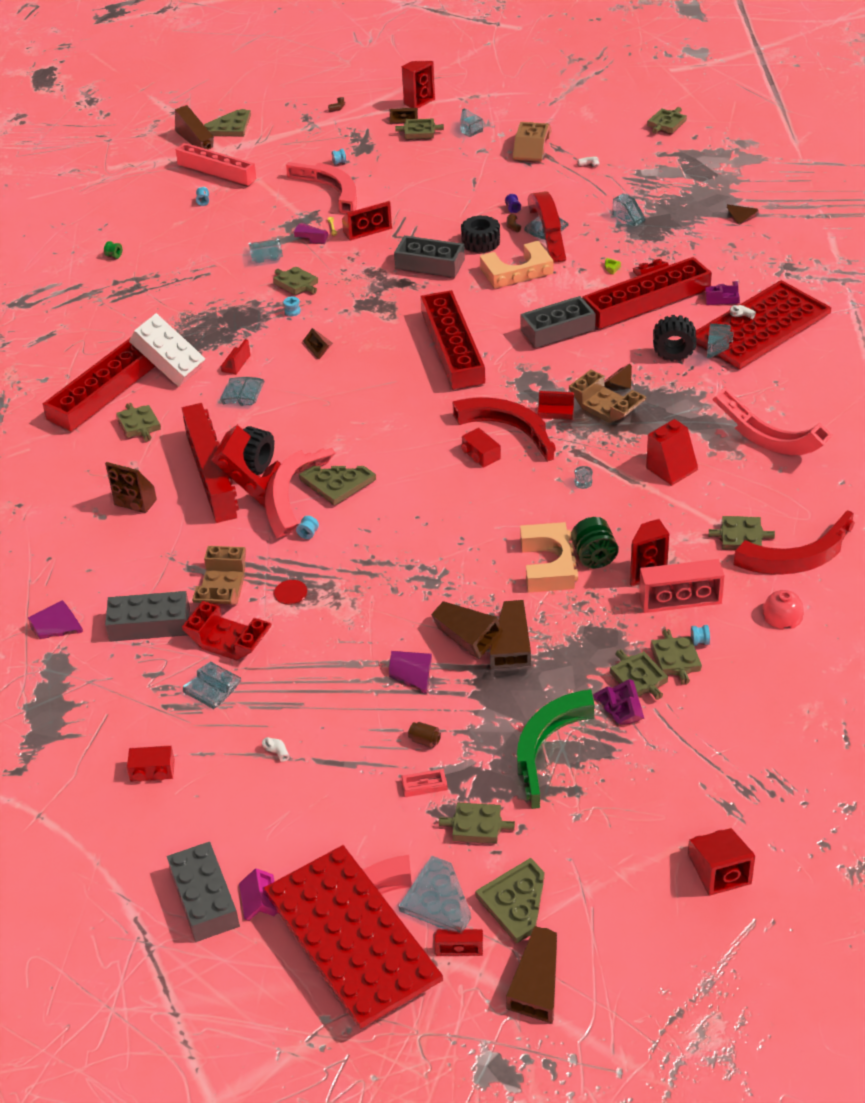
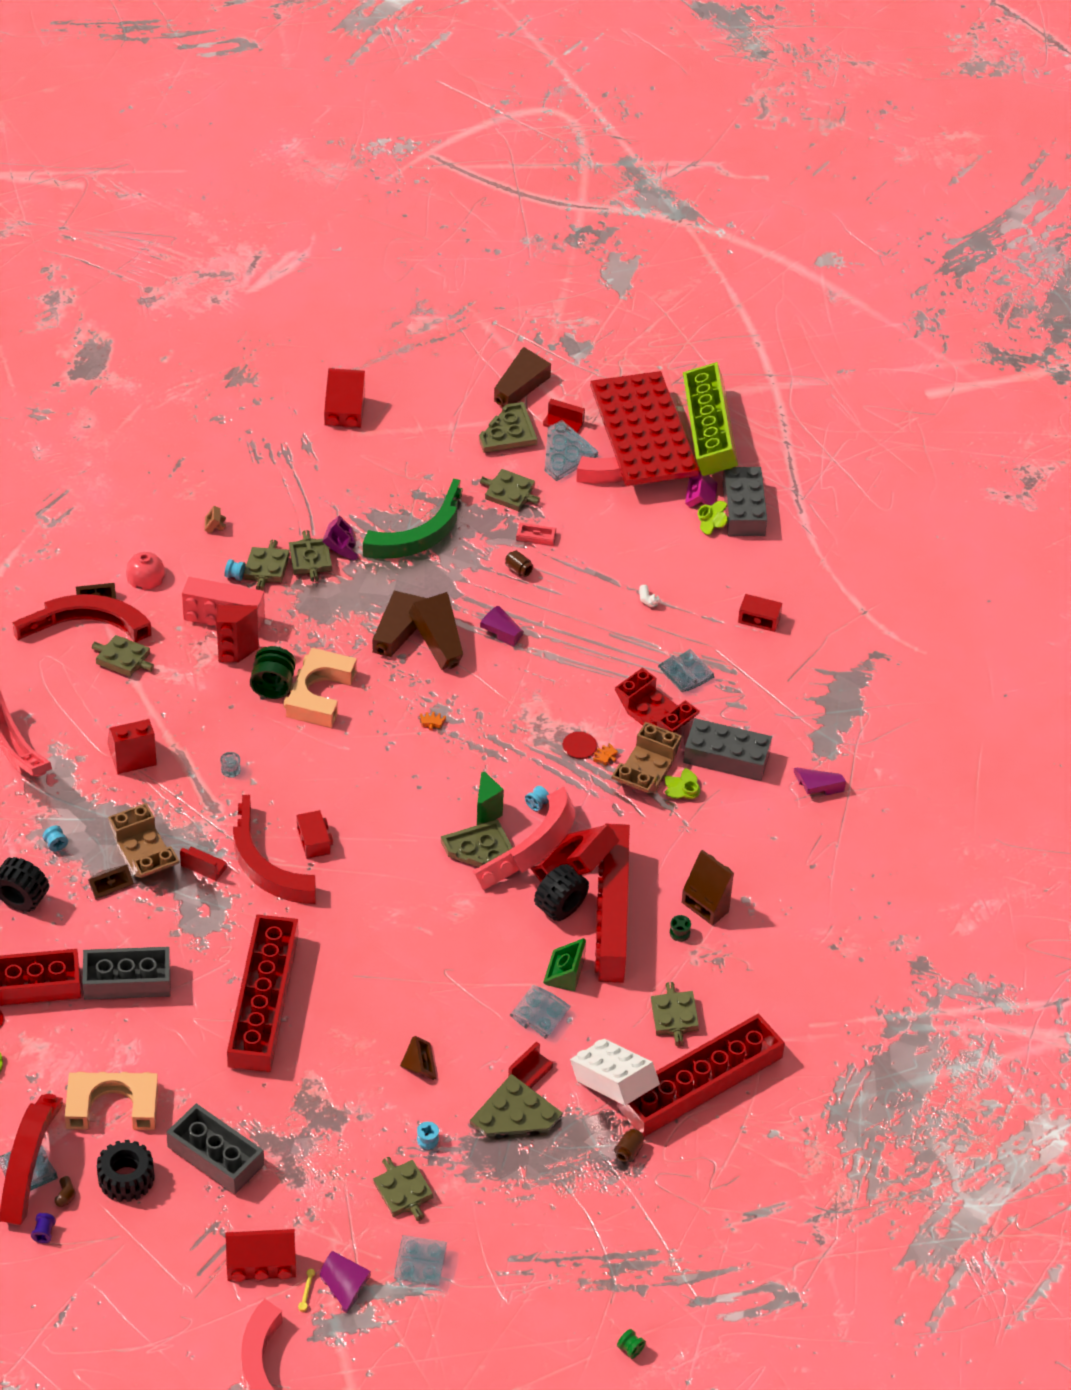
camera: 165 degrees left, 5 degrees up
(150, 471) = (680, 928): none -> dark green wheel
(182, 580) = (683, 786): none -> lime plate
(231, 416) = (566, 965): none -> green slope
(235, 334) = (514, 1111): none -> olive plate
(235, 860) = (712, 516): none -> lime plate
(263, 589) = (605, 754): none -> orange piece
(273, 969) = (710, 419): none -> lime brick
(346, 501) = (489, 800): none -> green slope
(433, 568) = (432, 721): none -> orange piece
(679, 387) = (55, 838): none -> medium azure wheel
(758, 678) = (214, 520): none -> medium nougat tile
(813, 578) = (105, 589): none -> reddish brown slope

